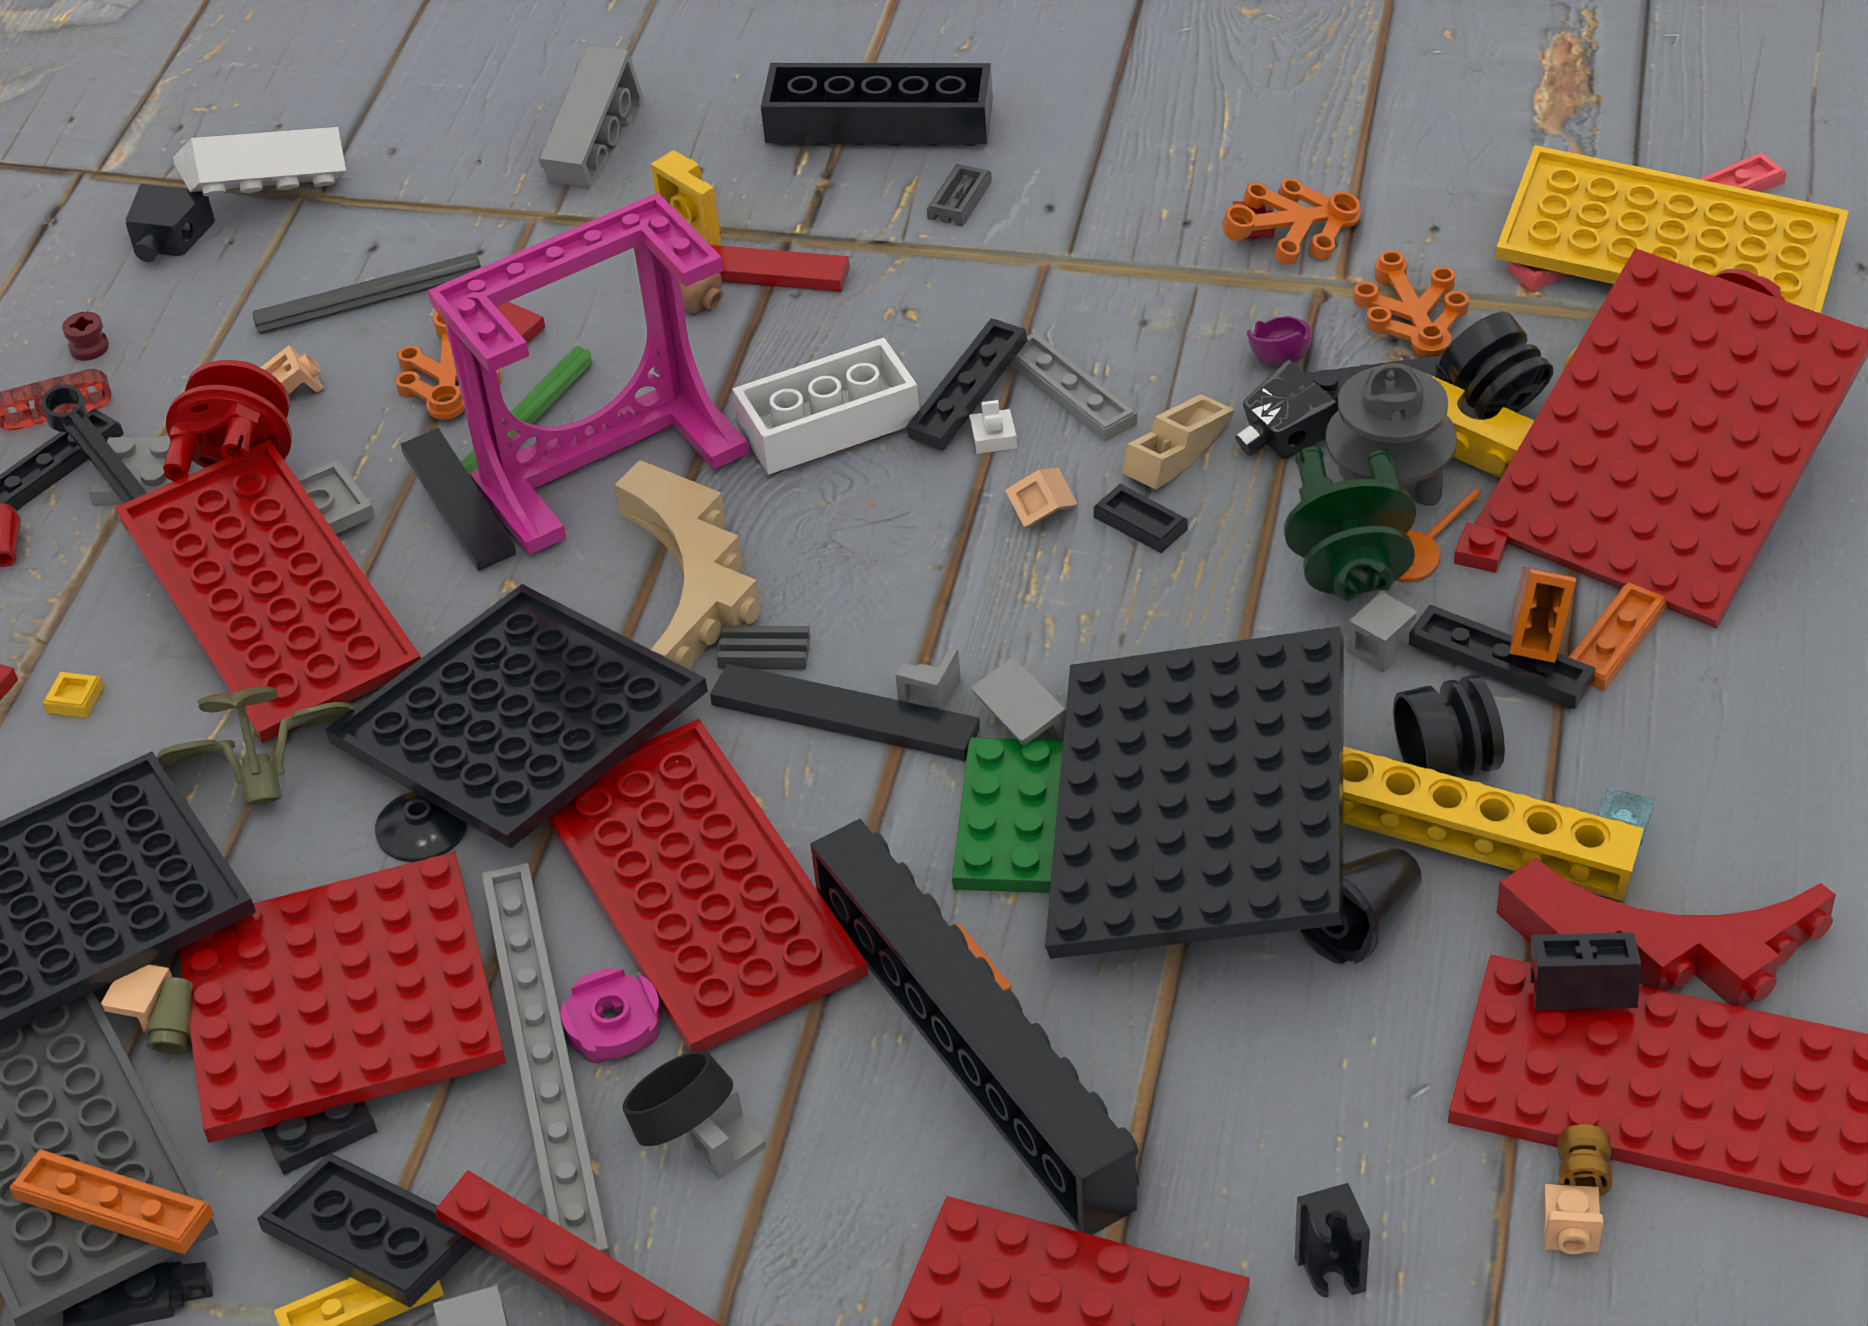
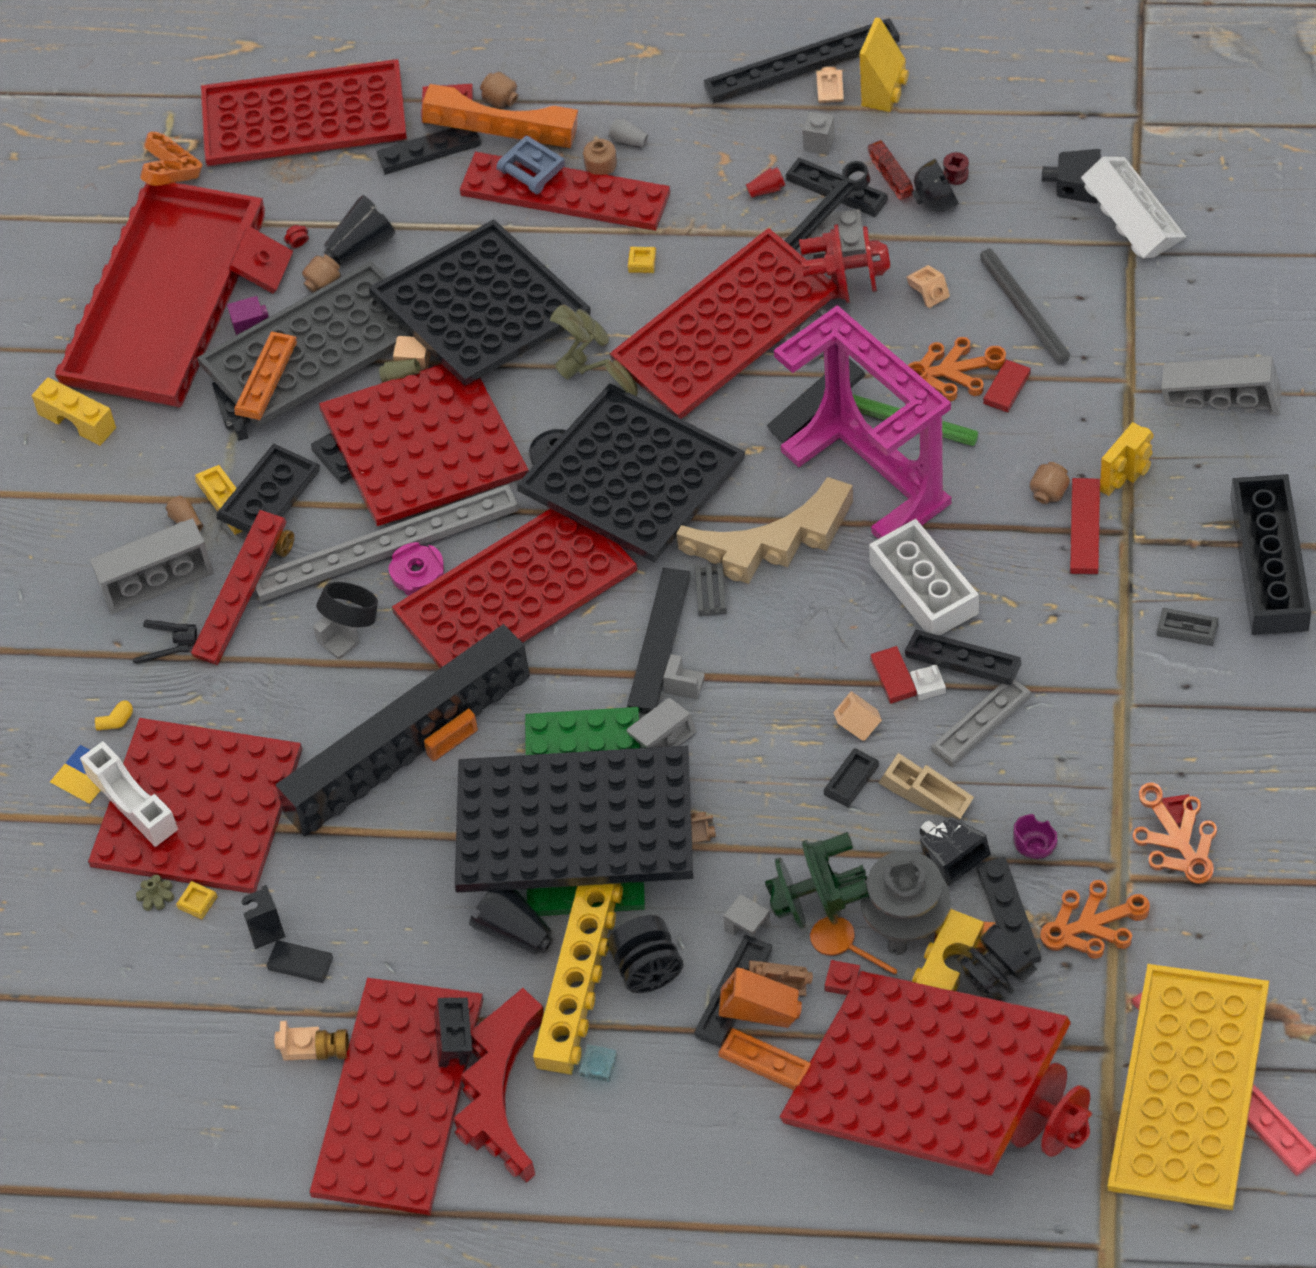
camera: 85 degrees right, 10 degrees up
(117, 344) = (933, 188): none -> black cylinder
(971, 463) = (893, 674): none -> red tile
(1405, 1214) = (299, 961): none -> black tile
(1486, 597) = (789, 975): none -> medium nougat hinge

